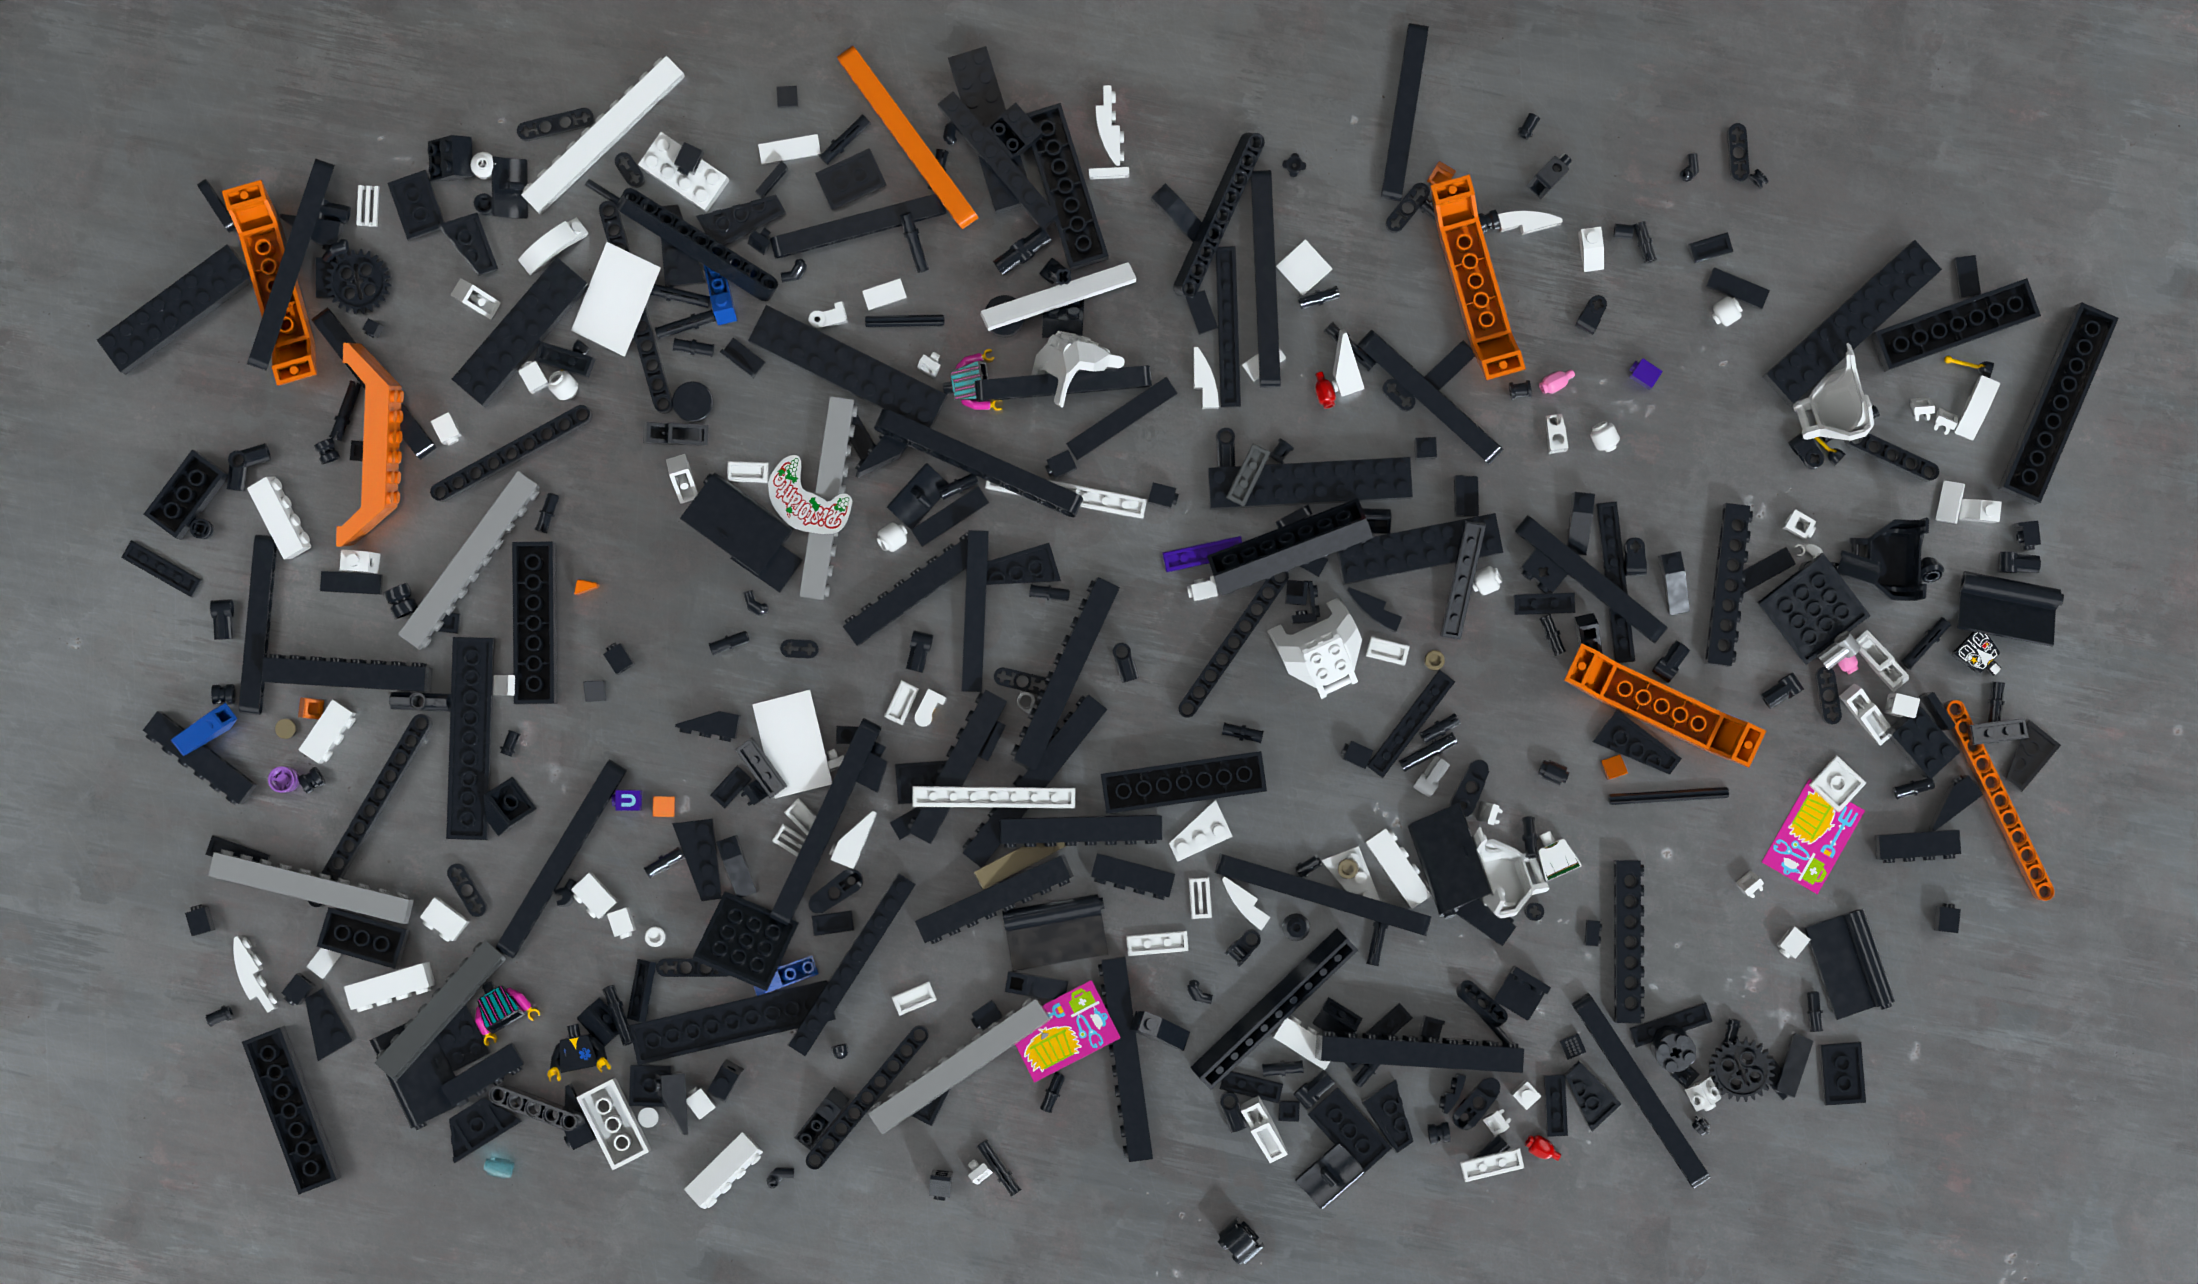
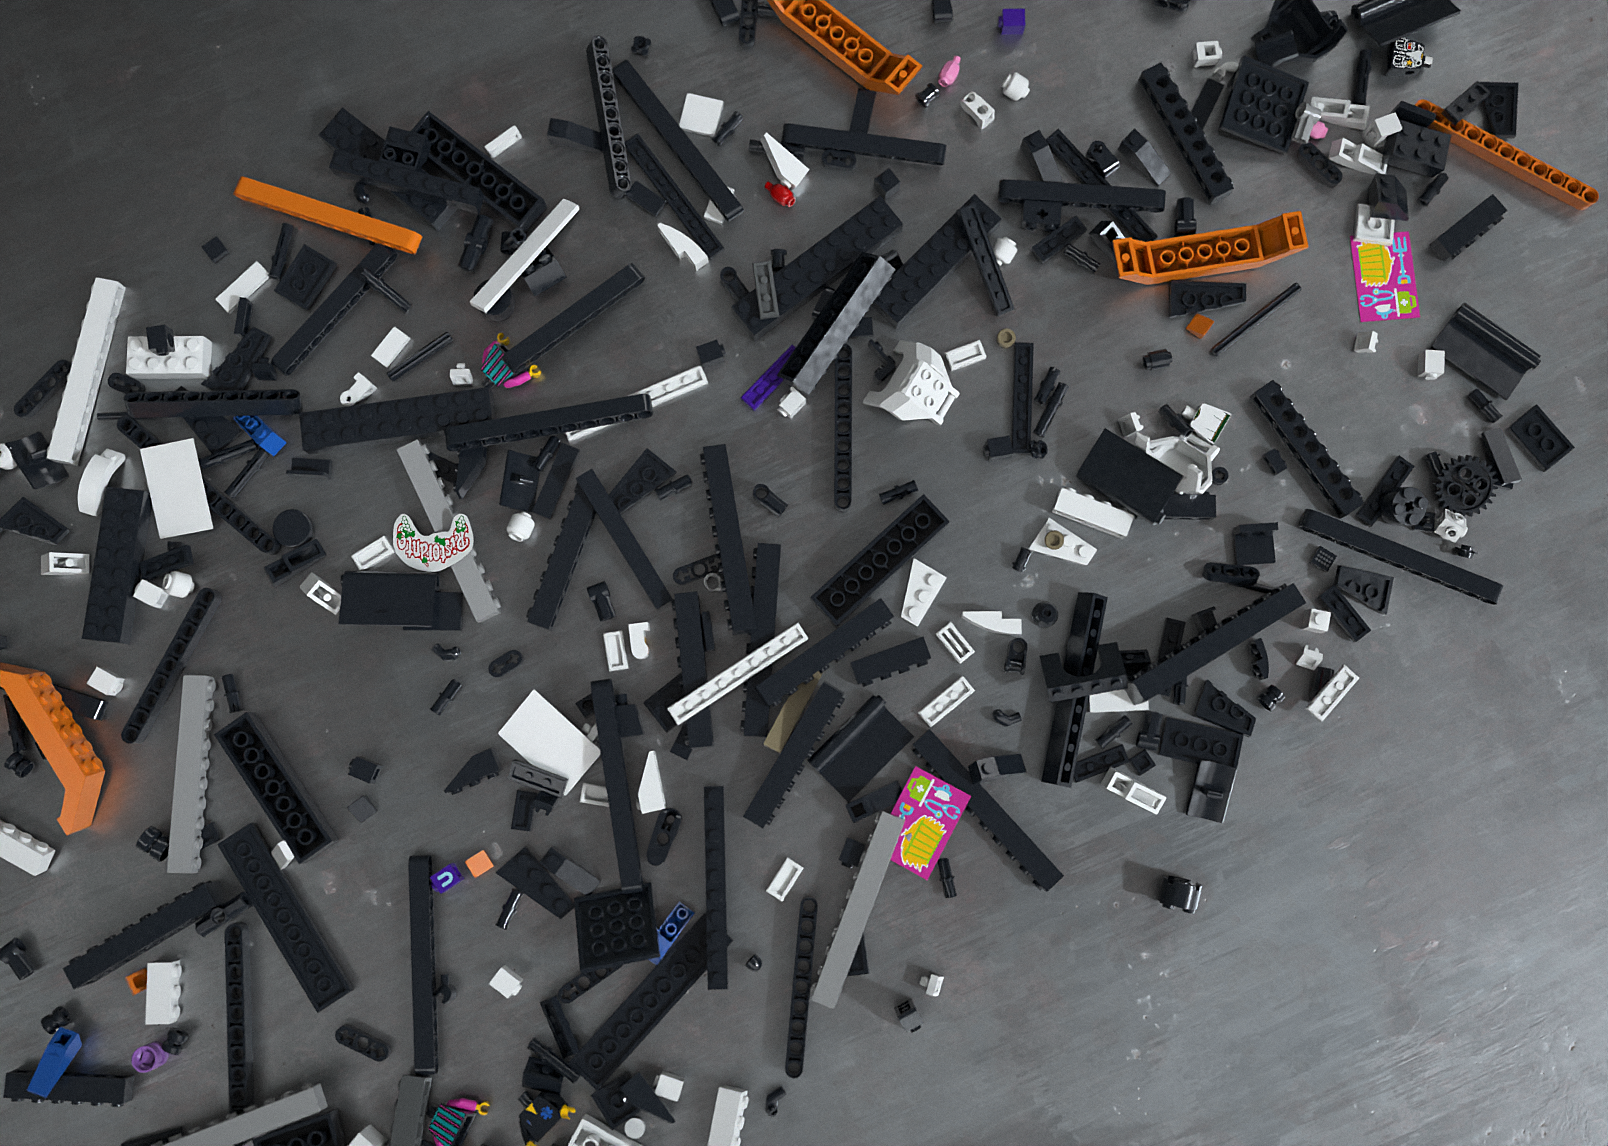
camera: 30 degrees left, 5 degrees down
(257, 624) = (48, 942): black beam -> none
(285, 728) = (127, 1013): dark tan tile -> none
(351, 582) = (107, 857): black tile -> none
(359, 561) = (98, 837): white torso -> none
(444, 919) = (359, 1081): white brick -> none
(483, 201) = (21, 486): black wheel -> none
(506, 806) = (350, 951): black slope -> none
(510, 743) = (320, 898): black pin -> none
(584, 586) = (299, 731): orange slope -> none
(594, 896) = (470, 975): white brick -> none
(655, 936) = (542, 974): white tile -> none
(693, 347) = (265, 486): black pin -> none
(725, 1080) = (676, 1053): black torso -> none
(780, 834) = (587, 821): white tile -> none
(796, 272) = (310, 375): black arm -> none
(822, 1118) = (776, 1029): black slope -> none
(832, 923) = (678, 863): black tile -> none
(999, 1168) = (938, 966): black pin -> none
(1060, 465) = (615, 383): black brick -> none
(1067, 354) = (559, 291): white piece -> none
(1109, 134) = (480, 110): white slope -> none
(1121, 418) = (639, 318): black tile -> none
(1233, 1113) = (1100, 794): black piece -> none
(1296, 592) = (865, 358): black panel -> none
(1305, 1019) = (1063, 686): none -> black arch
(1323, 894) = (1049, 573): black beam -> none
(1374, 609) = (933, 329): black slope -> none
(1374, 956) = (1104, 555): black pin -> none
(1392, 779) = (1038, 449): none -> black plate
(1428, 781) = (1067, 431): light grey piece -> none
(1466, 496) = (941, 200): black panel -> none
(1477, 773) = (1101, 400): black piece -> none
(1488, 1090) = (1284, 638): black piece -> none
(1541, 1147) = (1357, 654): red plant -> none
(1786, 688) = (1284, 179): black piece -> none
(1864, 770) = (1388, 198): none -> black slope
(1947, 918) = (1531, 267): black brick -> none
(1957, 798) = (1470, 176): black slope -> none
(1996, 702) = (1446, 85): black pin -> none

